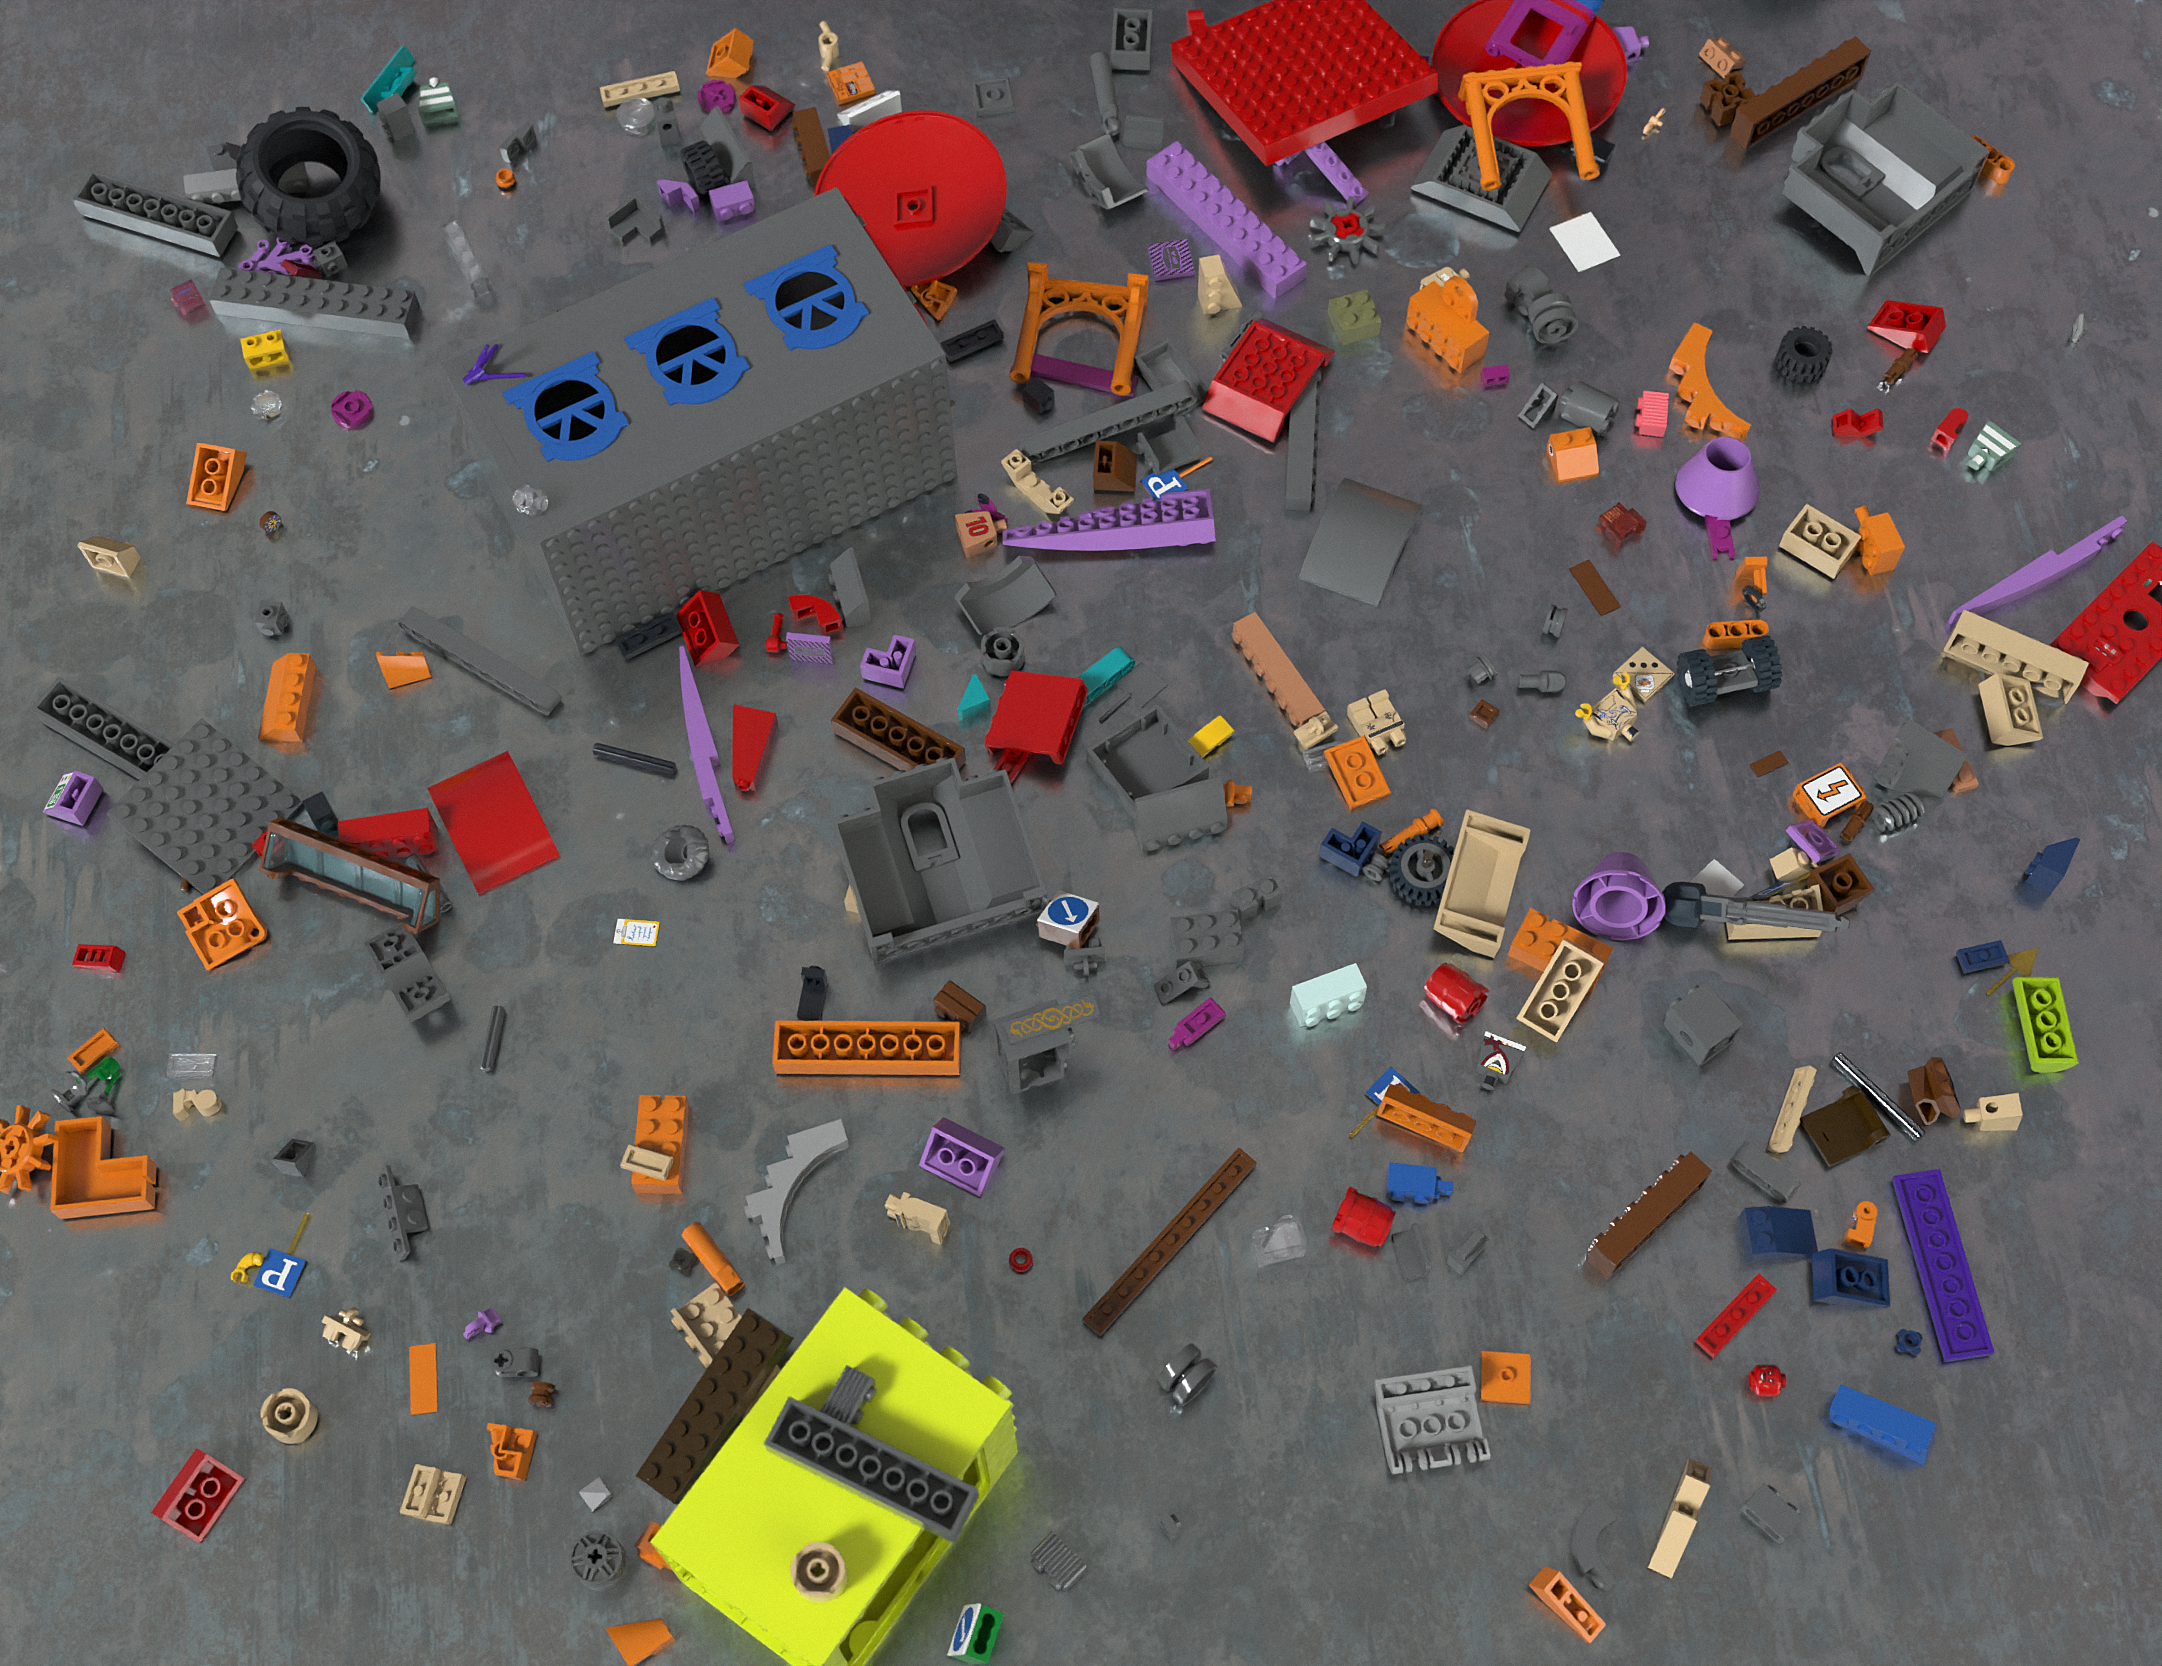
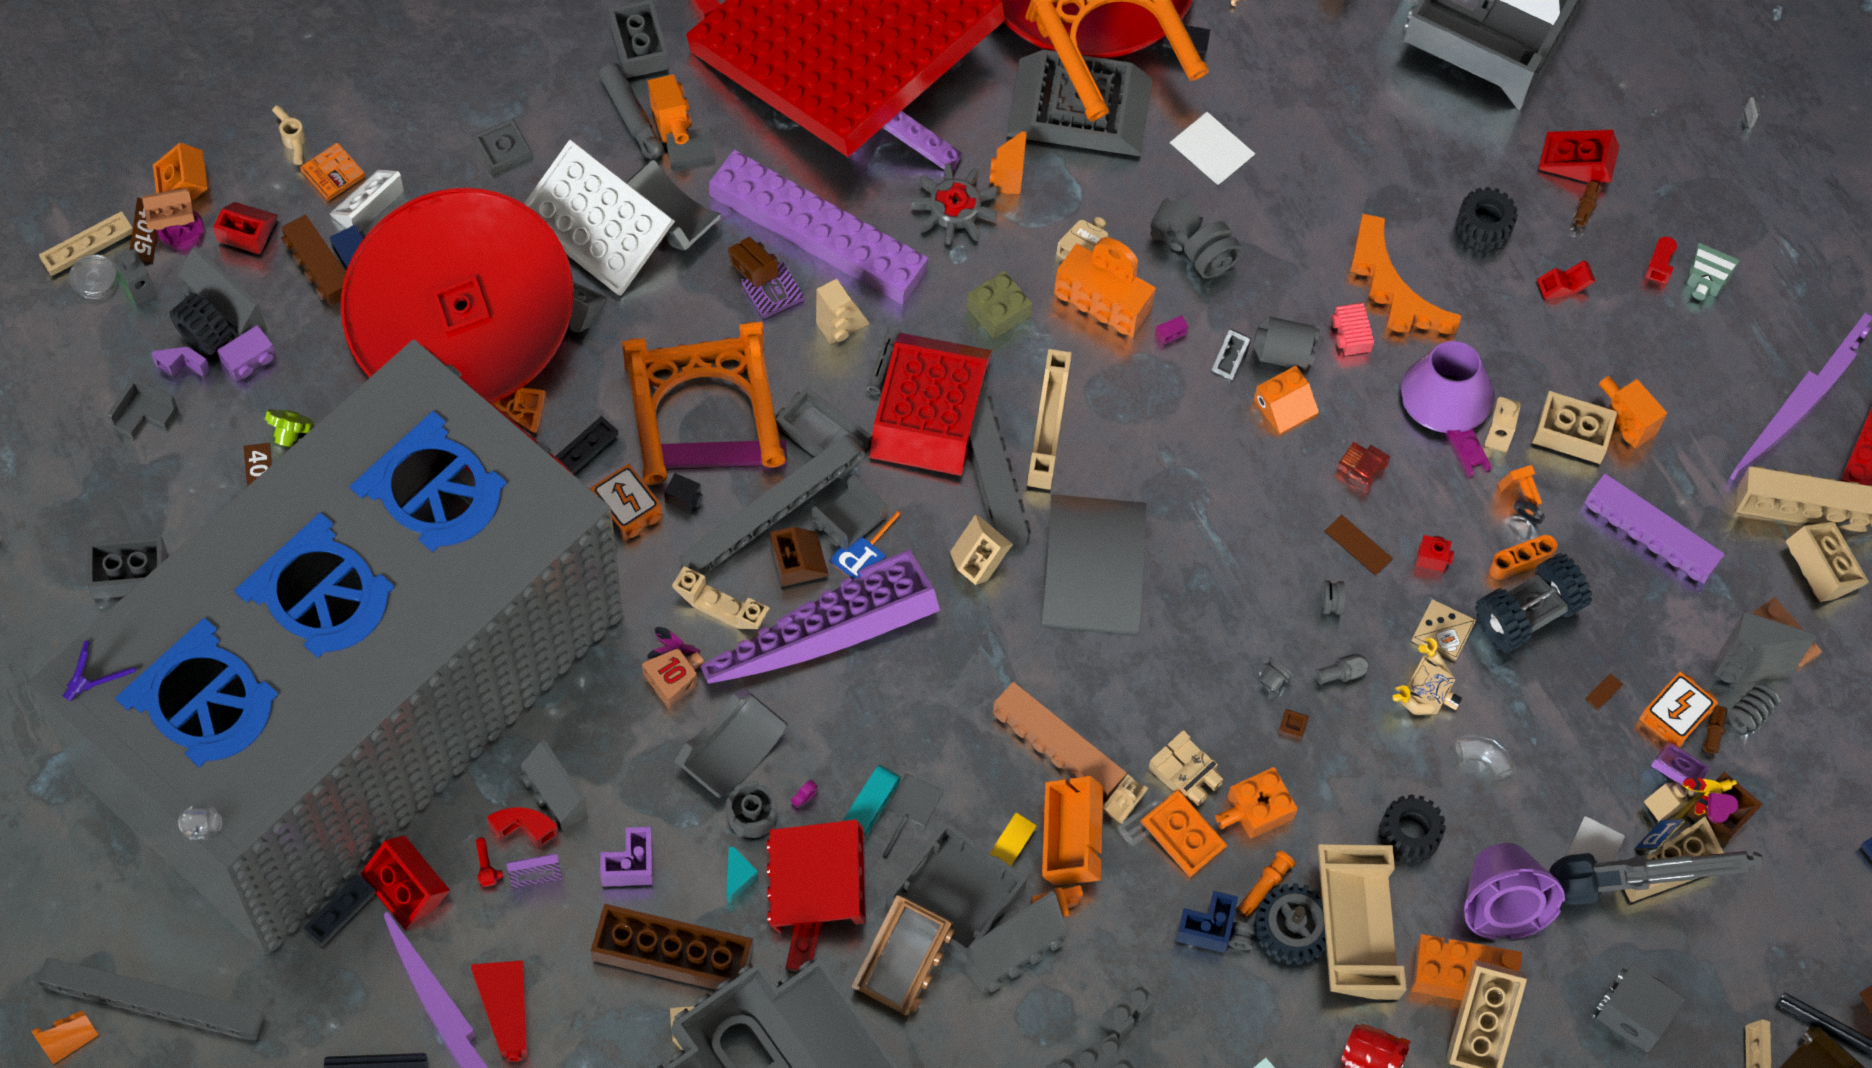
camera: 25 degrees left, 0 degrees up
(687, 90) = (142, 239): none -> reddish brown sticker
(710, 76) = (168, 209): none -> nougat bracket
(990, 390) = (630, 501): none -> panel
(1046, 165) = (598, 217): none -> white plate
(1052, 652) = (805, 793): none -> magenta tile
(1083, 797) = (904, 955): none -> window
(1135, 95) = (669, 108): none -> orange brick
(1162, 232) = (753, 261): none -> reddish brown brick
(1261, 741) = (1072, 831): none -> orange piece
(1266, 503) = (979, 550): none -> tan slope
(1351, 438) = (1049, 419): none -> tan arch
(1403, 209) = (1008, 165): none -> orange slope
(1430, 767) = (1257, 816): none -> orange brick
(1559, 808) = (1420, 812): none -> black tyre
(1645, 781) = (1487, 751): none -> clear cylinder
(1657, 610) = (1434, 553): none -> red brick
(1760, 516) = (1503, 417): none -> tan torso
(1831, 864) = (1706, 786): none -> piece
(1834, 879) = (1720, 806): none -> magenta tile
(1862, 643) = (1654, 528): none -> medium lavender brick

